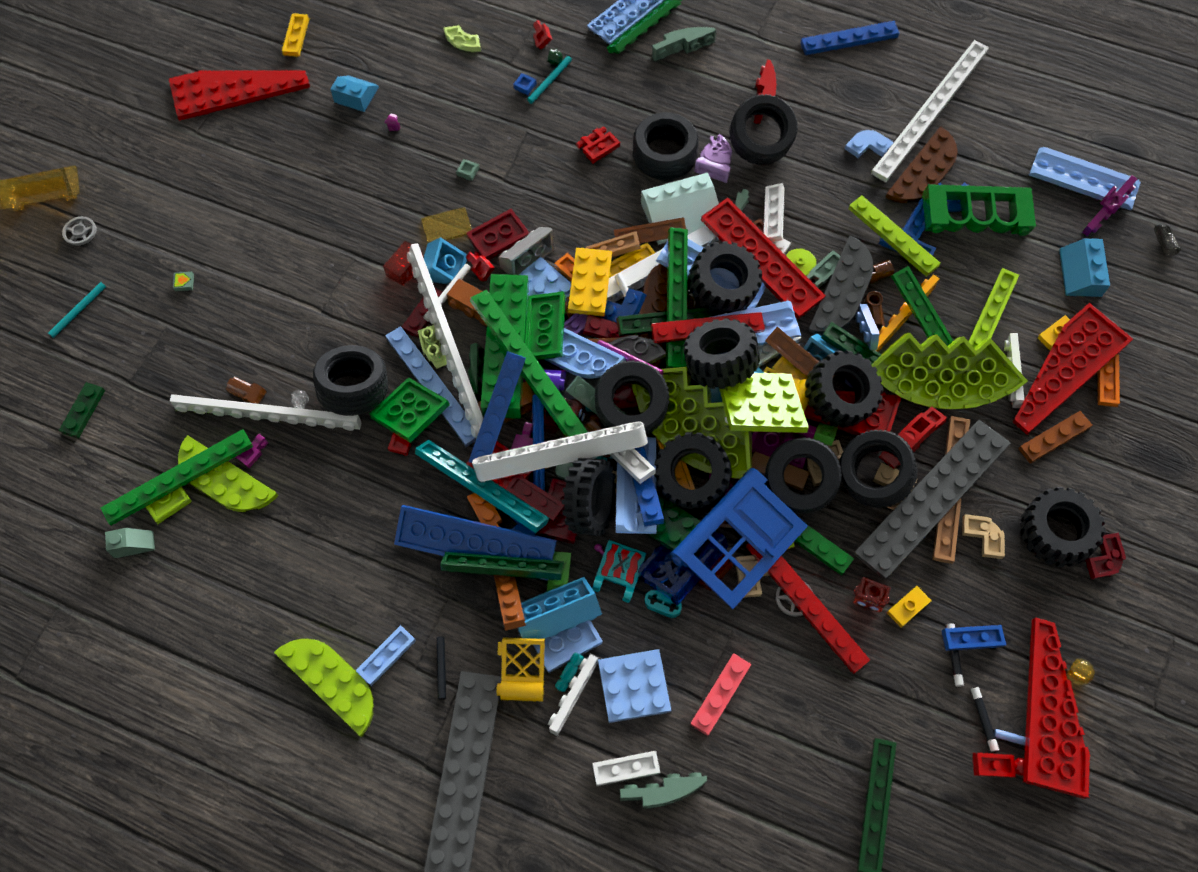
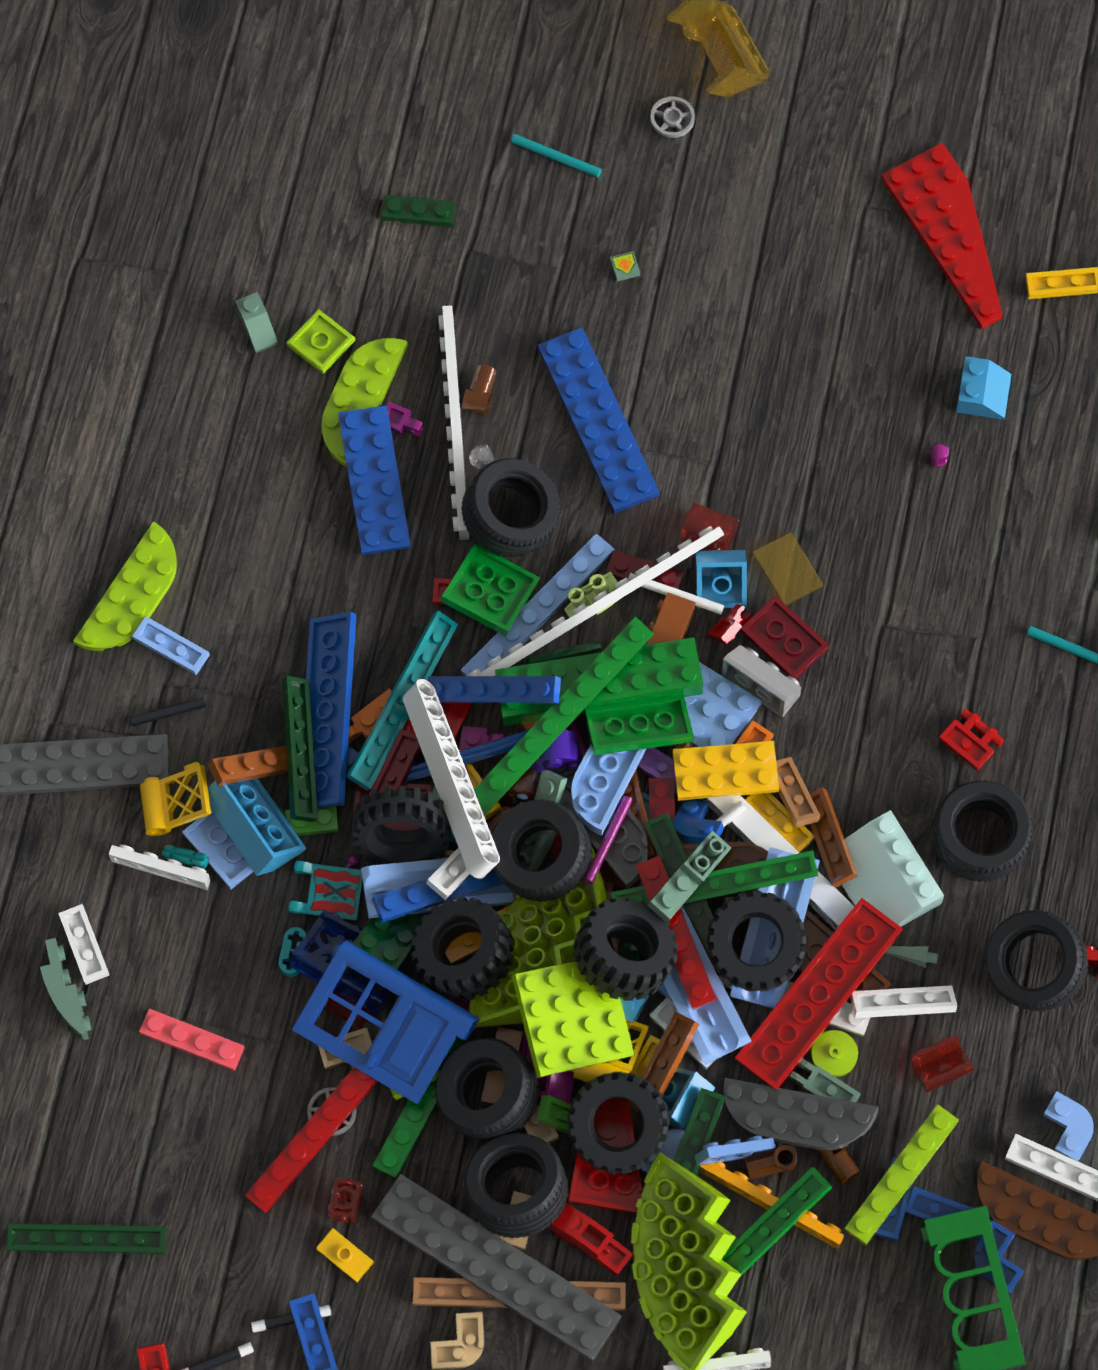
camera: 80 degrees right, 5 degrees up
(176, 477) = (346, 348): green plate -> none
(293, 476) = (374, 480): none -> blue plate
(295, 320) = (598, 420): none -> blue plate
(467, 169) = (886, 573): sand green tile -> none
(524, 84) = (1054, 616): blue plate -> none
(634, 686) = (185, 936): light blue plate -> none
(672, 306) = (689, 876): none -> sand green slope
(715, 159) = (981, 907): lavender piece -> none
(820, 202) = (940, 1063): none -> clear red bracket
(994, 307) = (809, 1329): lime plate -> none

